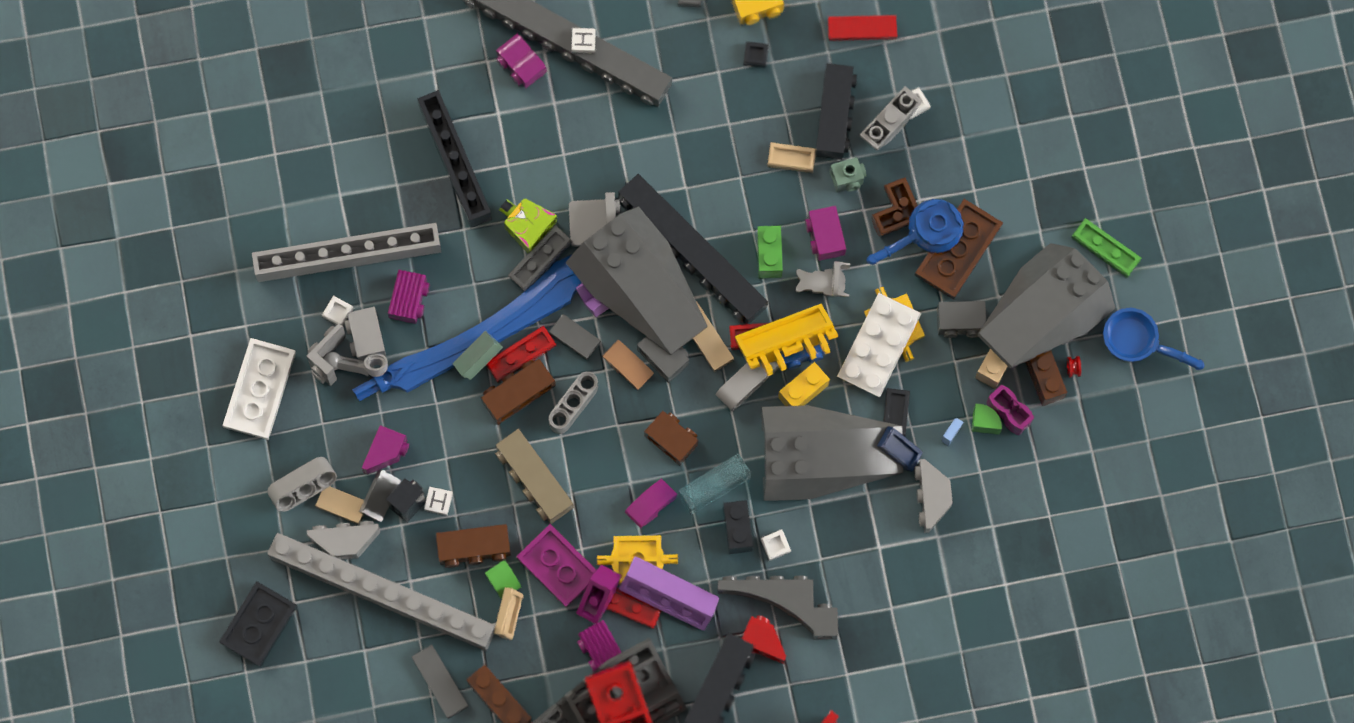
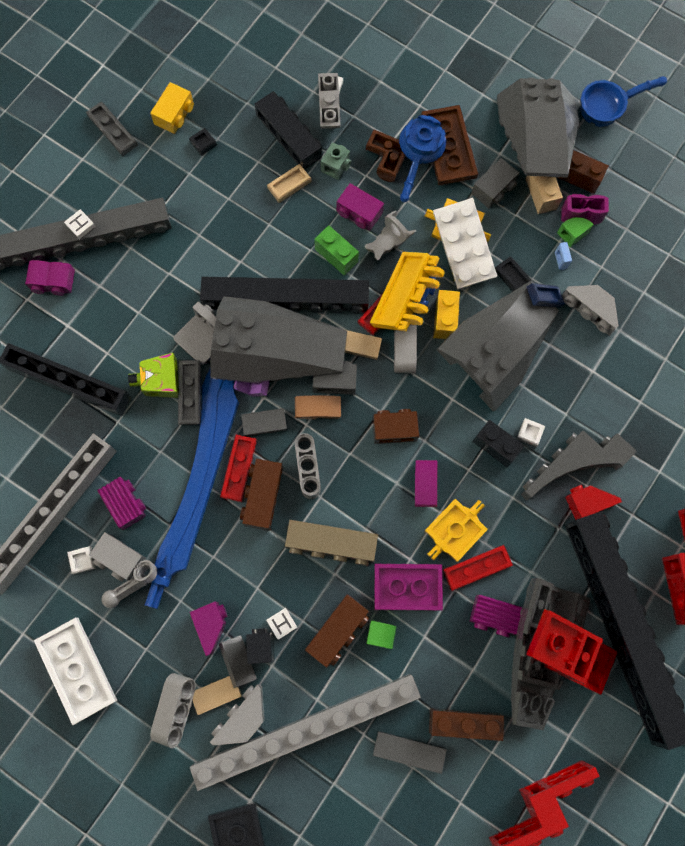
camera: 45 degrees left, 0 degrees up
(322, 370) = (93, 604): light grey bracket -> none
(477, 355) = (211, 497): sand green panel -> none
(508, 613) = (409, 655): tan tile -> none
(598, 594) = (458, 579): magenta slope -> none
(669, 593) = (501, 531): medium lavender panel -> none
(714, 484) = (454, 430): clear light blue brick -> none
(862, 27) = (253, 69): red tile -> none
(1074, 366) = (590, 149): red bush -> none
(1106, 248) = (532, 68): bright green tile -> none

